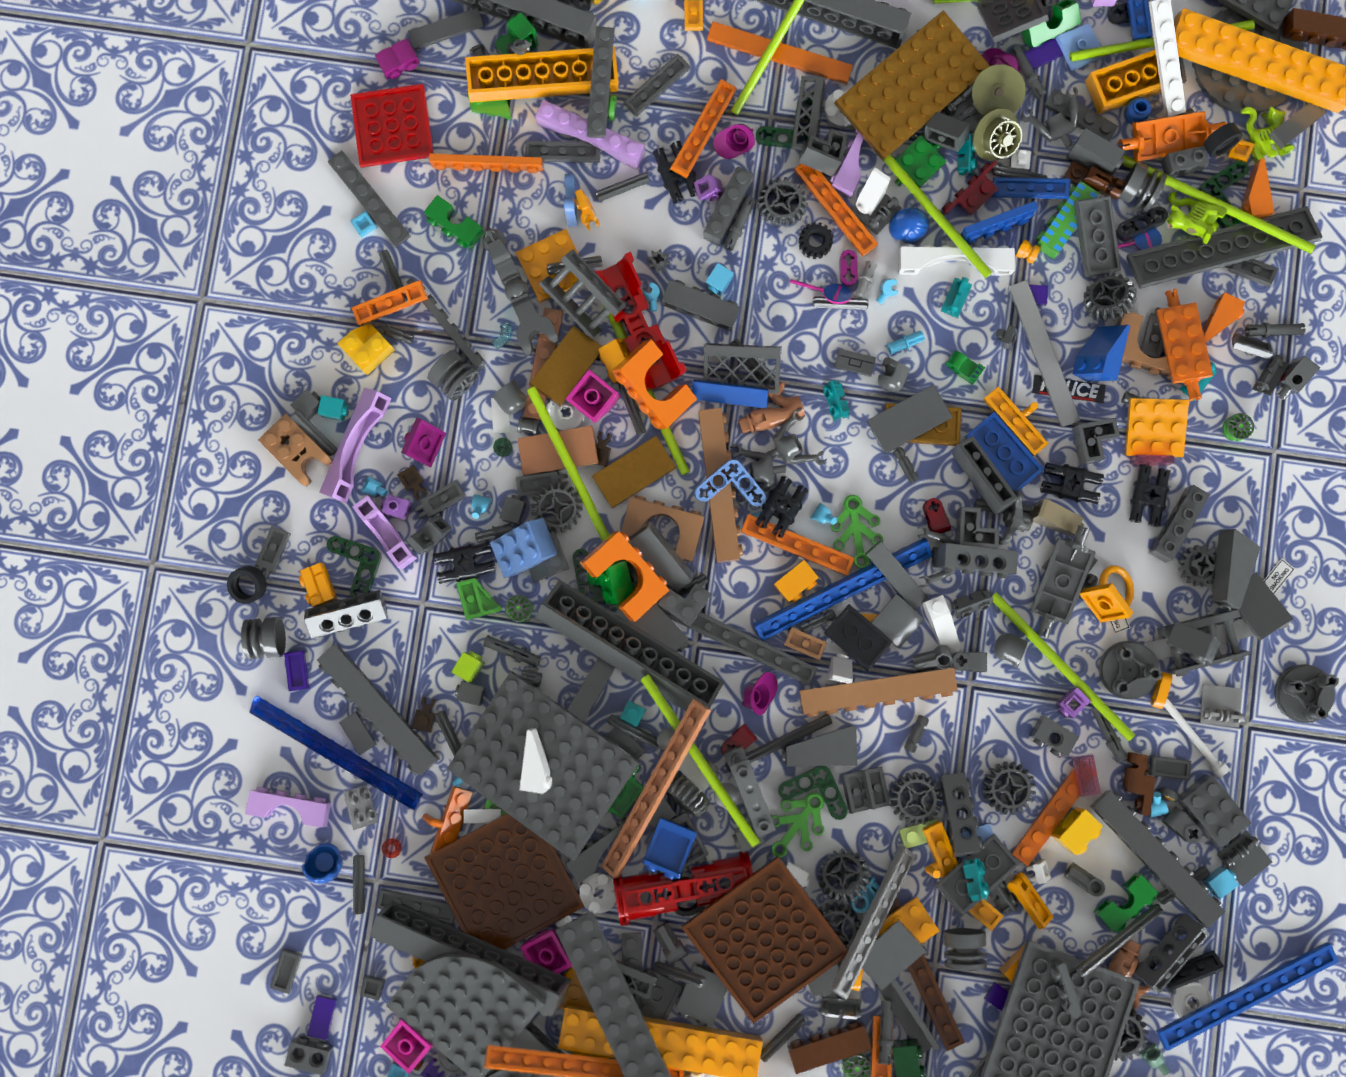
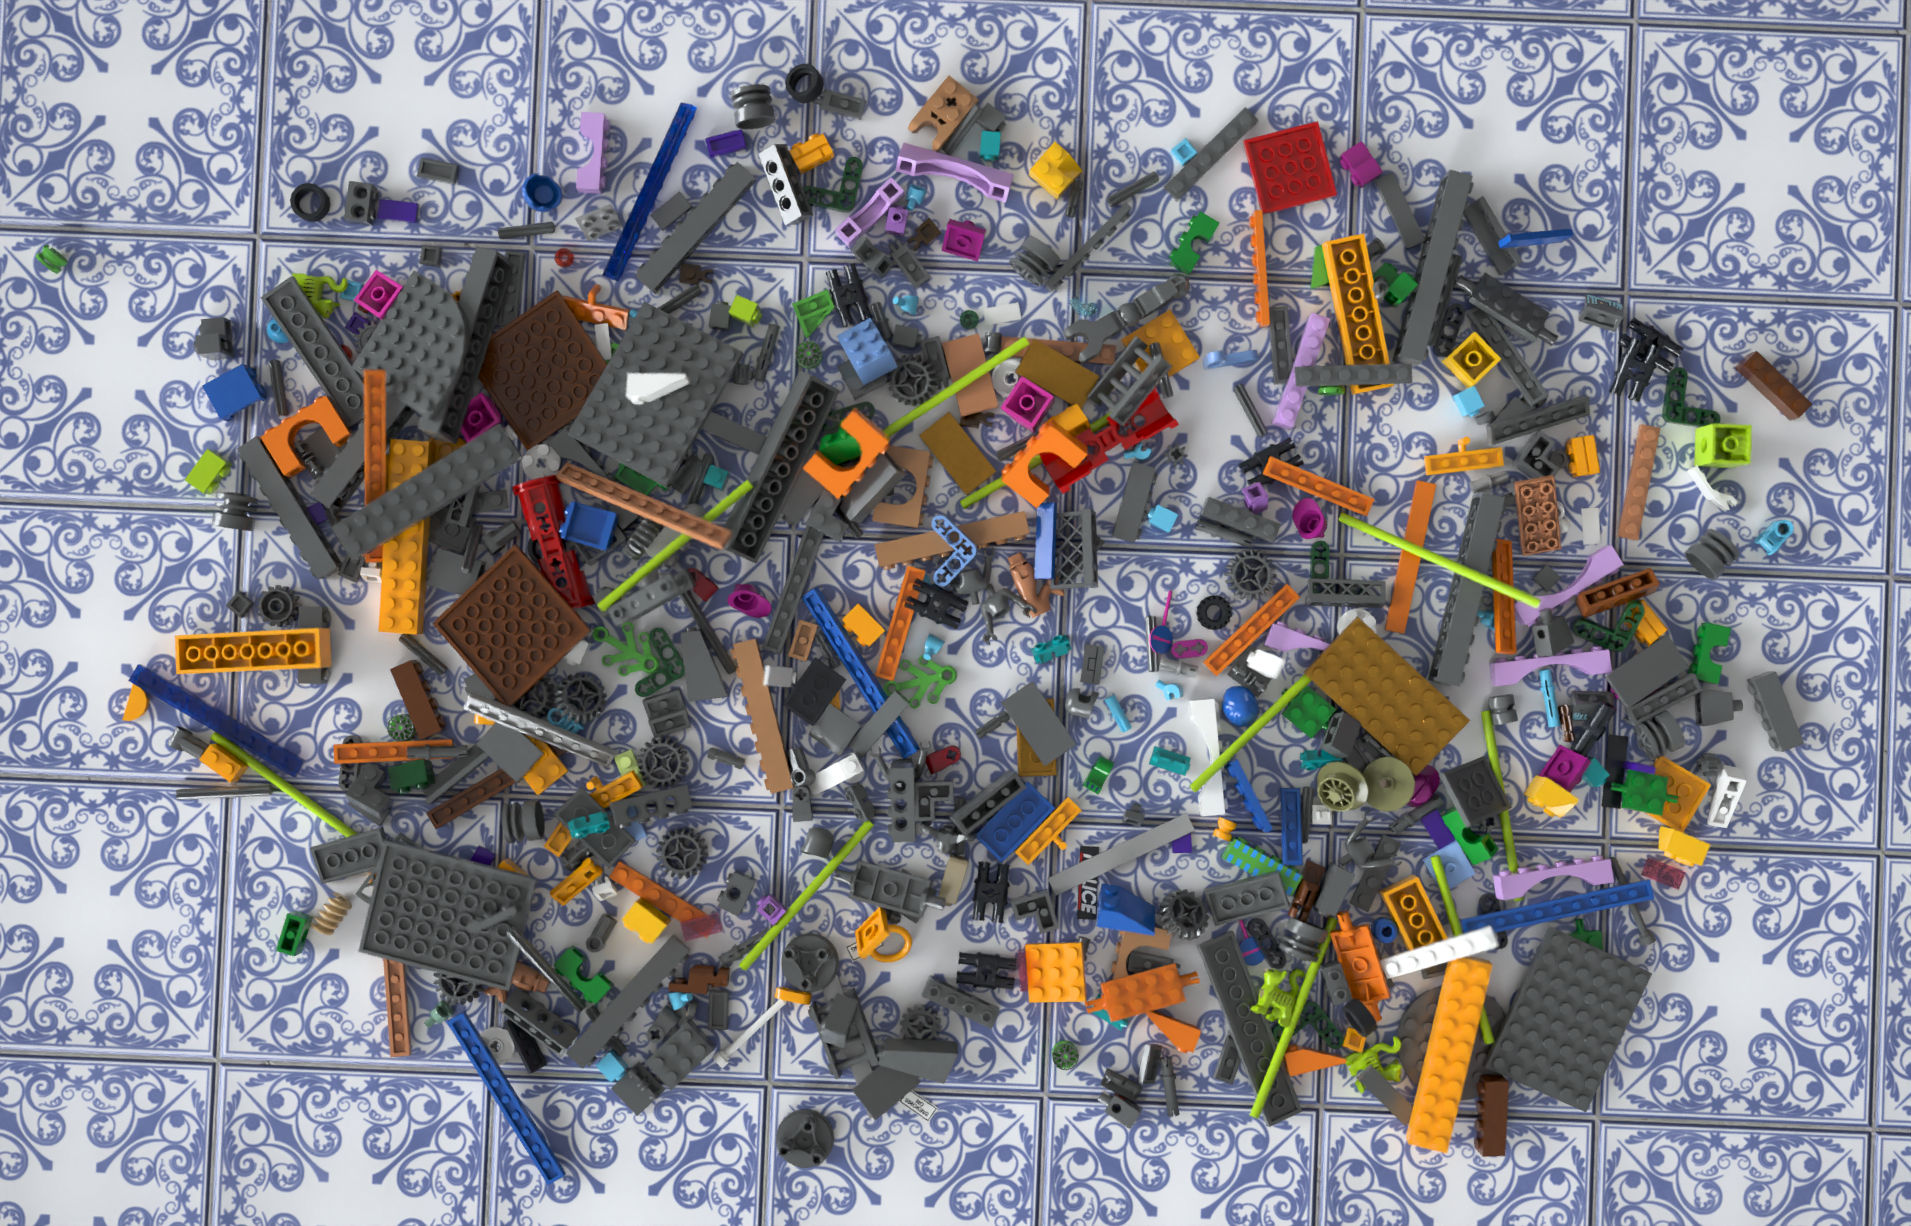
camera: 80 degrees right, 5 degrees up
(389, 303) = (1102, 188): orange hinge -> none
(510, 398) = (1018, 321): dark grey helmet -> none
(585, 206) = (1224, 374): light orange plate -> none
(657, 85) = (1362, 434): dark grey tile -> none
(824, 154) = (1302, 611): dark grey brick -> none
(834, 1006) = (456, 699): dark grey hinge -> none
(976, 194) = (1278, 770): dark red bracket -> none
(1221, 706) = (784, 1056): light grey hinge -> none

